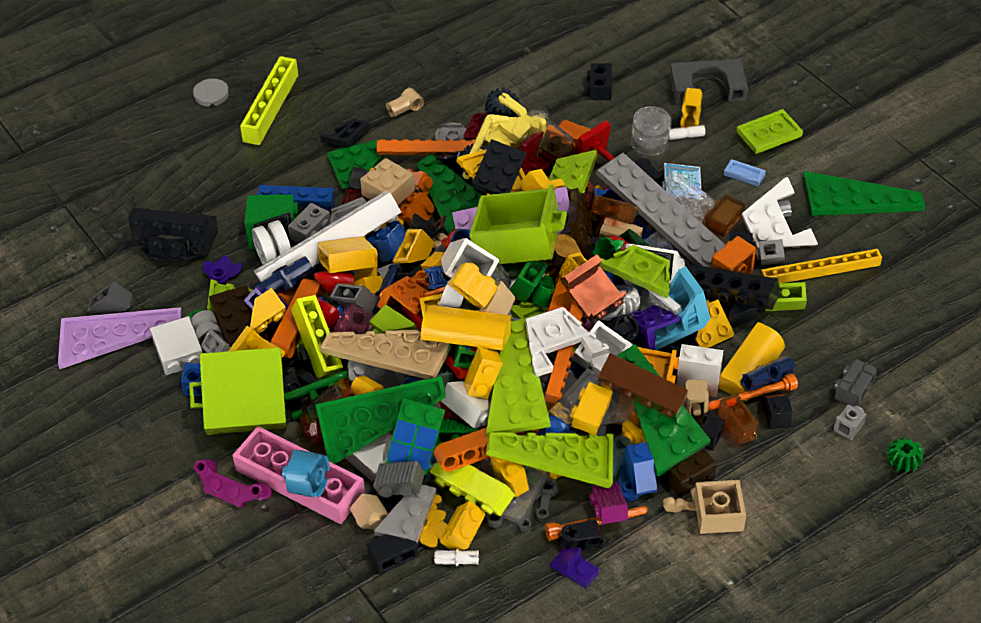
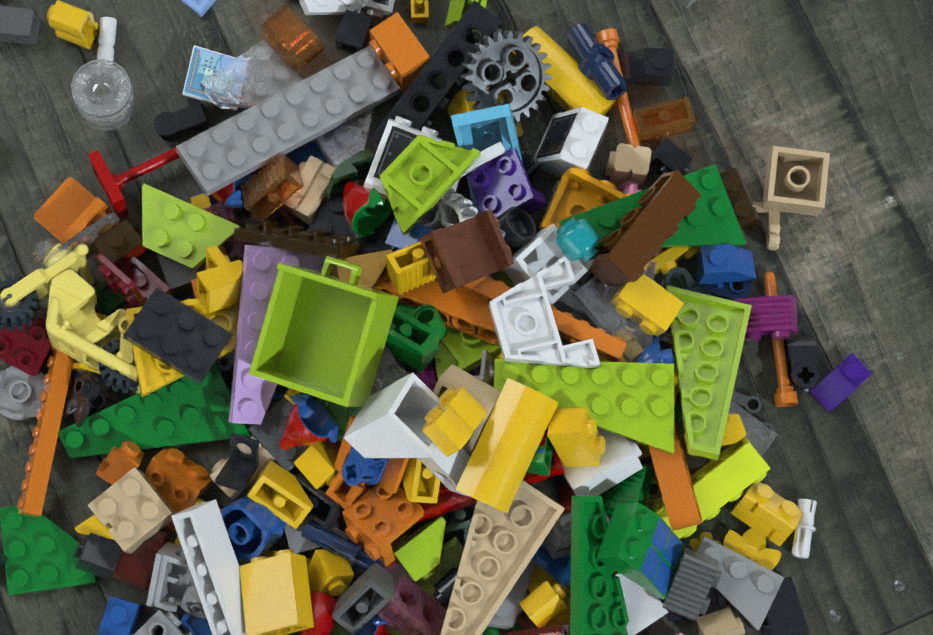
camera: 80 degrees left, 30 degrees up
(621, 345) = (577, 240): none -> teal head
(744, 299) = (496, 54): none -> dark grey gear

